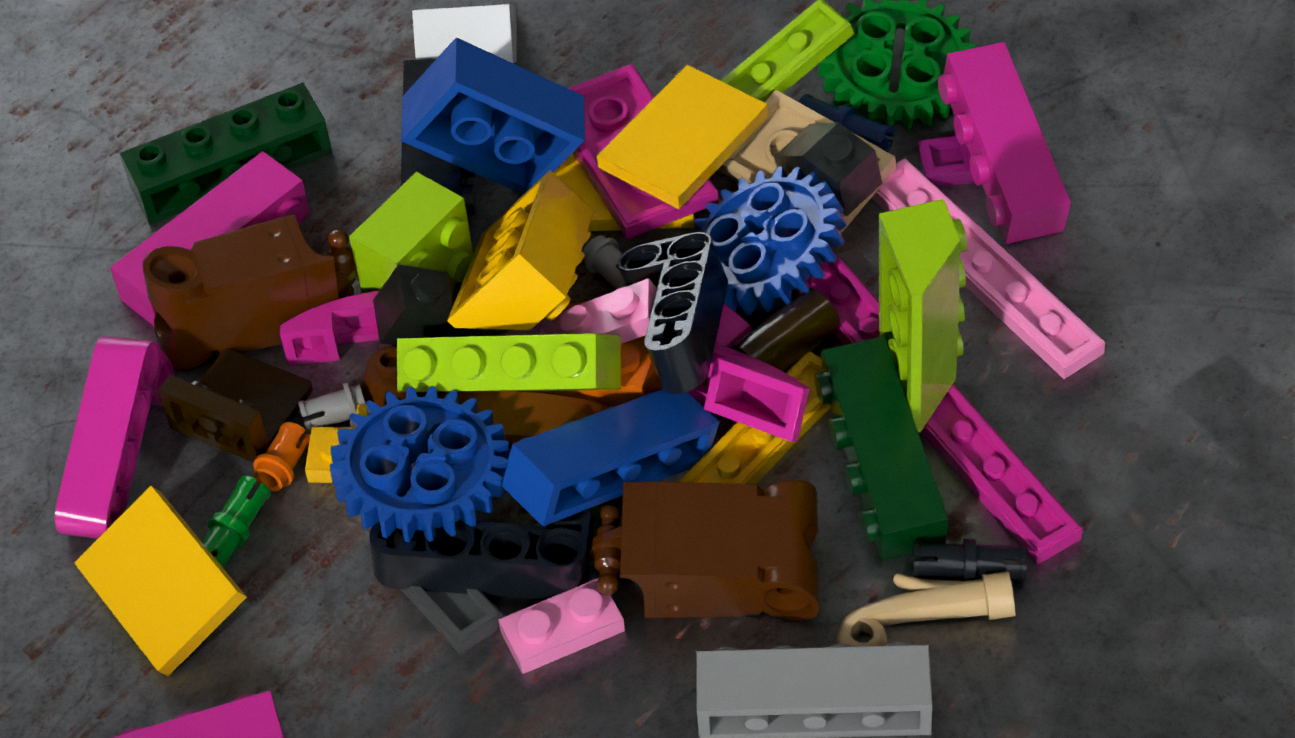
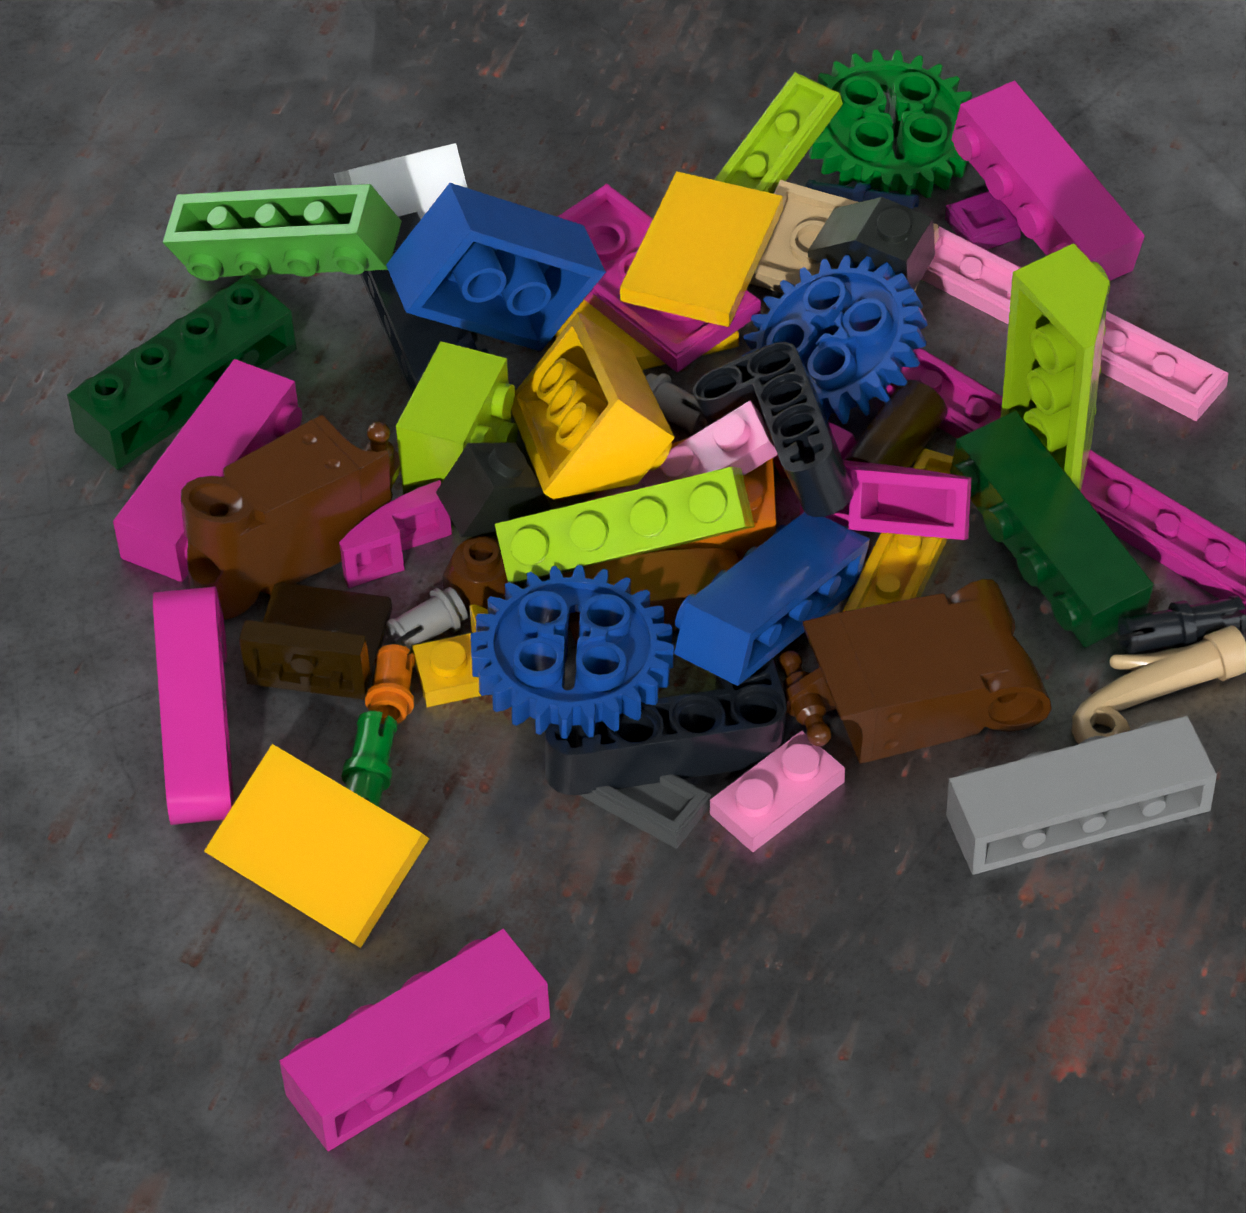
camera: 20 degrees left, 0 degrees up
(339, 51) = (282, 231): none -> bright green brick

